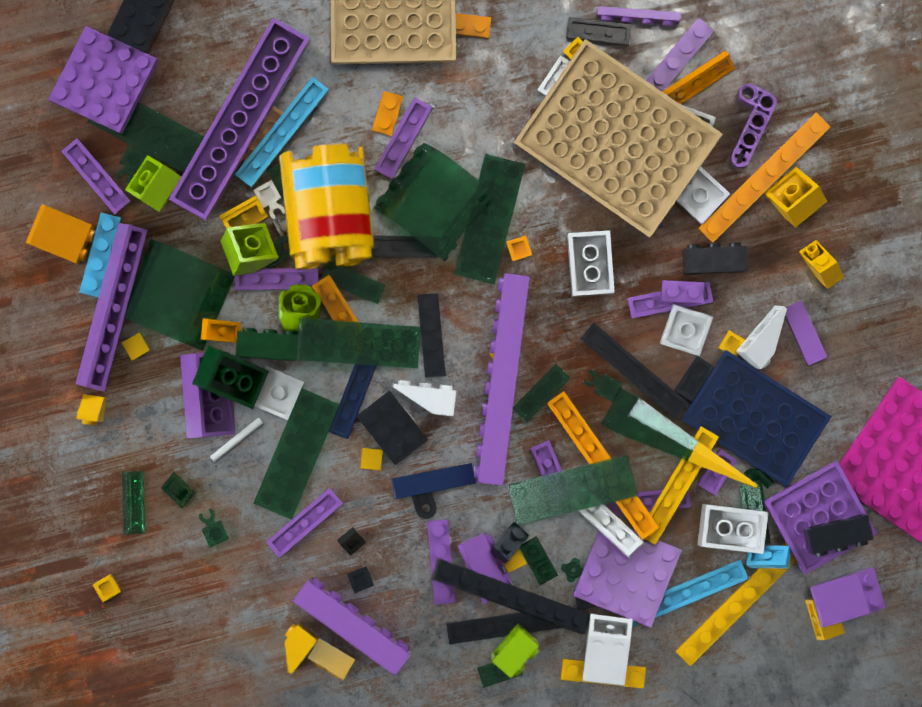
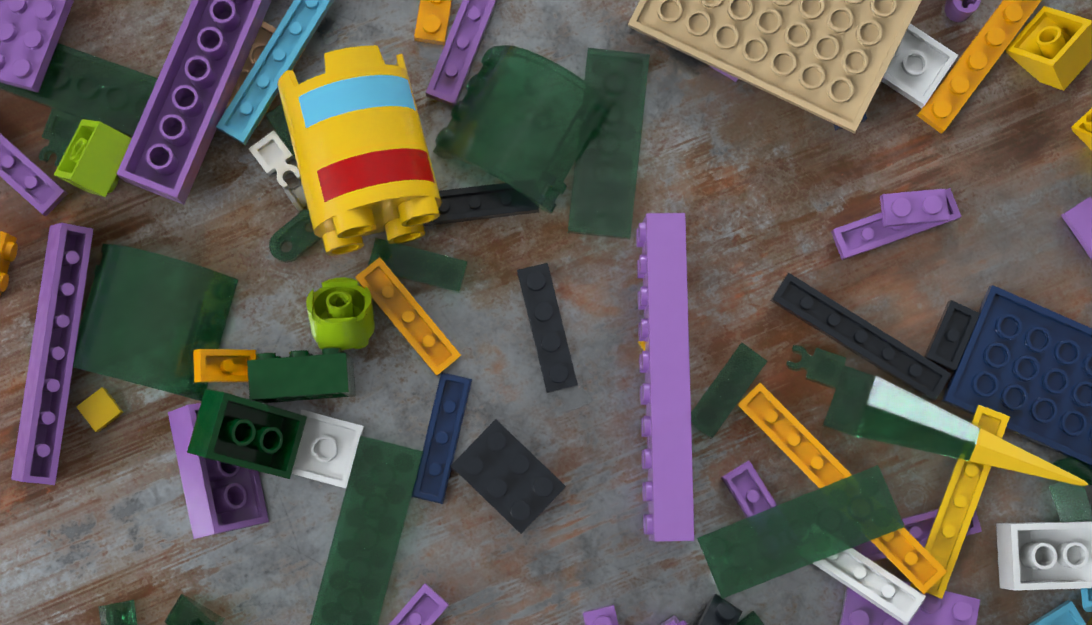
camera: 10 degrees left, 5 degrees down
(92, 409) = (39, 516): yellow slope -> none
(99, 254) = (27, 278): medium azure plate -> none
(236, 439) = (272, 530): white bar -> none
(244, 214) = (239, 190): yellow hinge -> none
(248, 248) = (251, 235): lime slope -> none
(276, 279) = (295, 276): medium lavender plate -> none
(358, 343) = (436, 353): clear green plate -> none
(371, 459) = (483, 529): yellow tile -> none
(420, 500) = (570, 578): black plate -> none
(433, 481) = (582, 549): dark blue tile -> none
(434, 400) = (566, 424): white slope -> none
(519, 248) = (658, 179): light orange plate -> none
(590, 263) = (770, 185): white brick -> none
(686, 330) = (928, 264): white tile -> none
(712, 480) = (1008, 485): medium lavender plate -> none
(714, 259) = (952, 154): black brick -> none
(731, 343) = (998, 274): yellow tile -> none
(763, 341) = (1047, 261): white slope -> none

